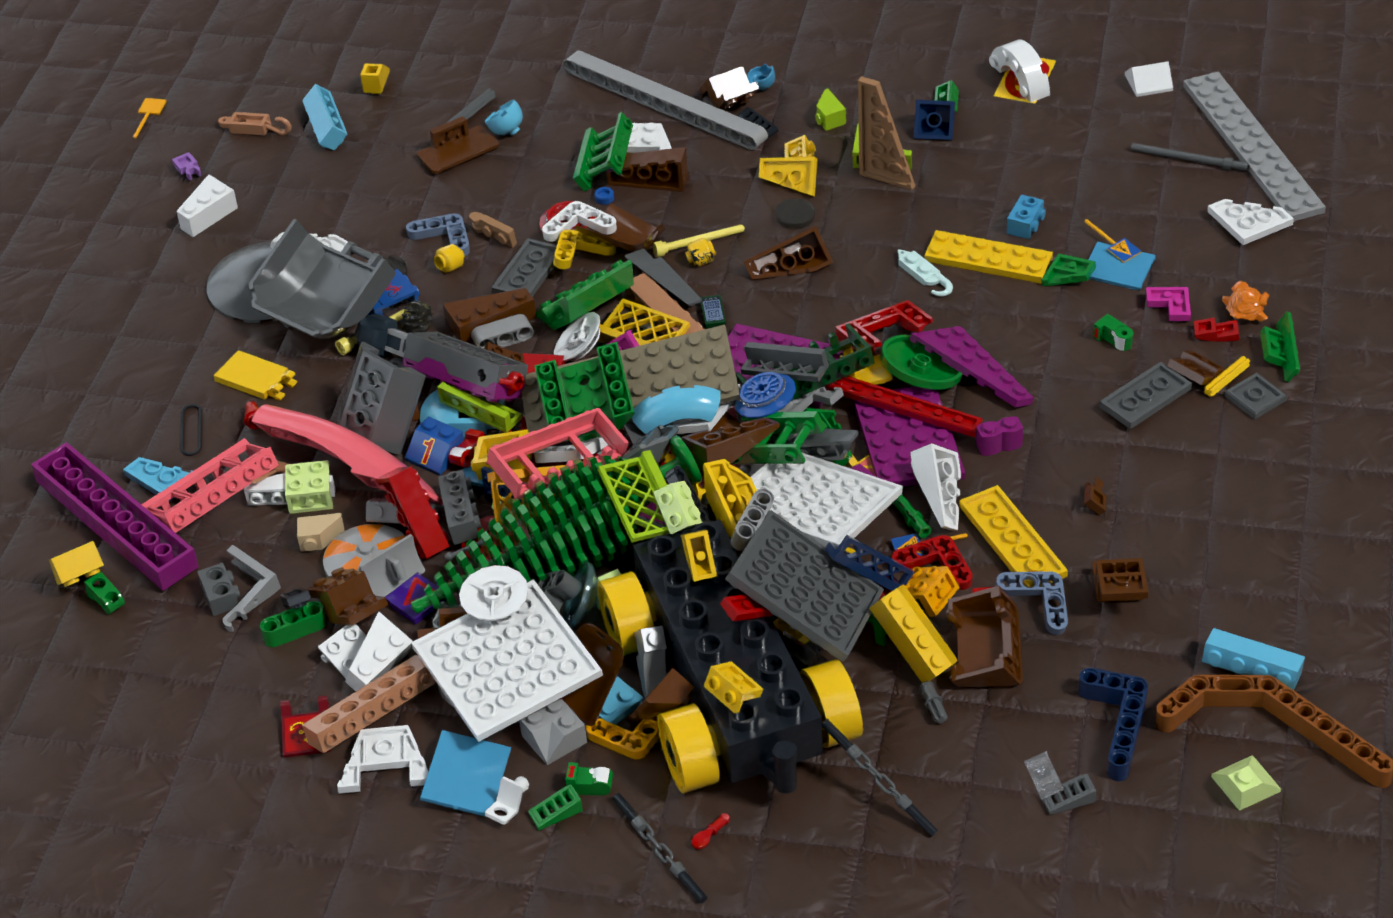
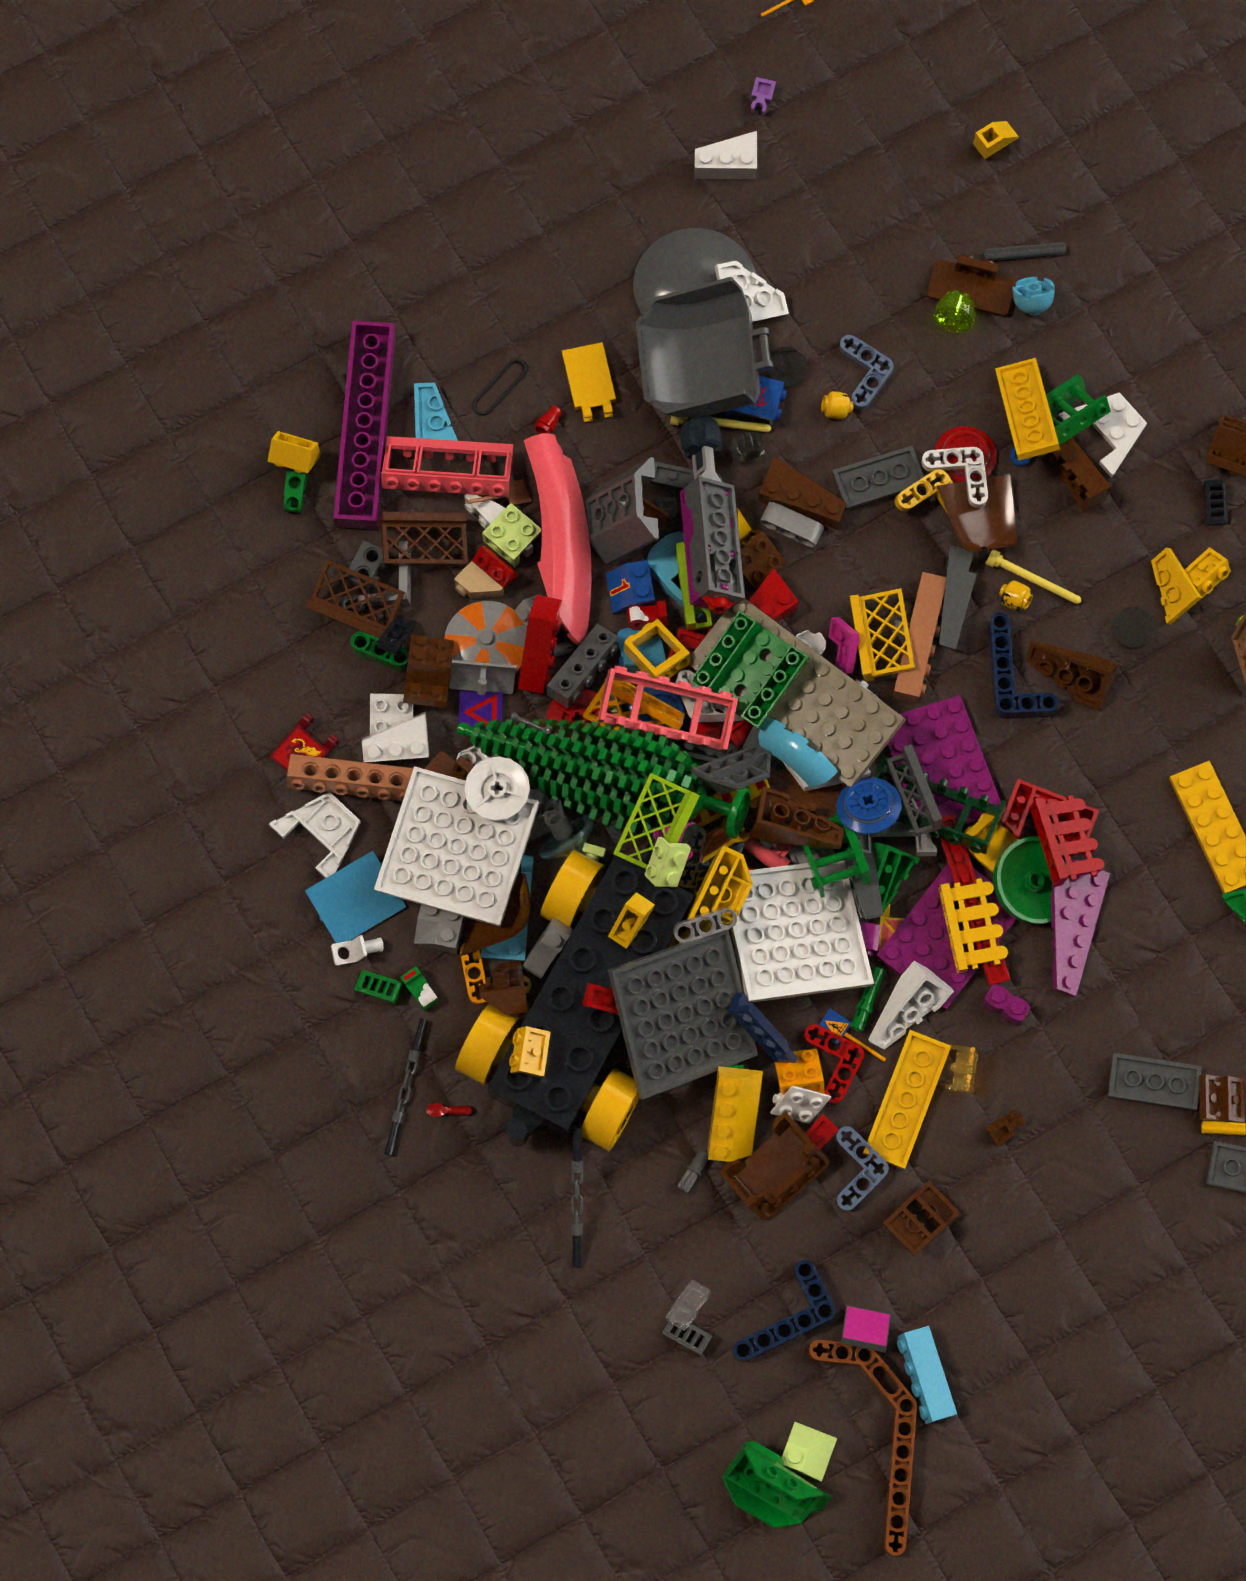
camera: 45 degrees right, 30 degrees up
(236, 525) = (421, 521): none -> reddish brown fence
(237, 626) = (347, 616): none -> reddish brown fence
(253, 124) = (856, 97): nougat piece -> none
(318, 505) = (495, 567): none -> red bracket
(324, 117) = (908, 148): medium azure brick -> none
(466, 160) = (955, 312): none -> clear neon green piece
(492, 228) = (900, 423): medium nougat hinge -> none
(579, 337) = (829, 592): white piece -> none
(580, 157) = (1027, 409): none -> yellow plate
(586, 295) = (880, 555): green slope -> none
(666, 100) = (1178, 400): light grey beam -> none
(713, 311) = (959, 663): tile -> none
(752, 294) = (1007, 676): none -> dark blue beam
(905, 326) = (1056, 851): none -> red fence
(916, 422) = (970, 936): none -> yellow fence
(924, 271) = (1152, 790): light aqua plate -> none
(948, 585) = (799, 1103): none -> white hinge
(1024, 486) = (963, 1069): none -> clear yellow window
(1113, 332) = (1207, 1002): green leg -> none
(1177, 672) = (865, 1328): none -> dark pink tile
(1255, 811) = (768, 1489): none -> green slope

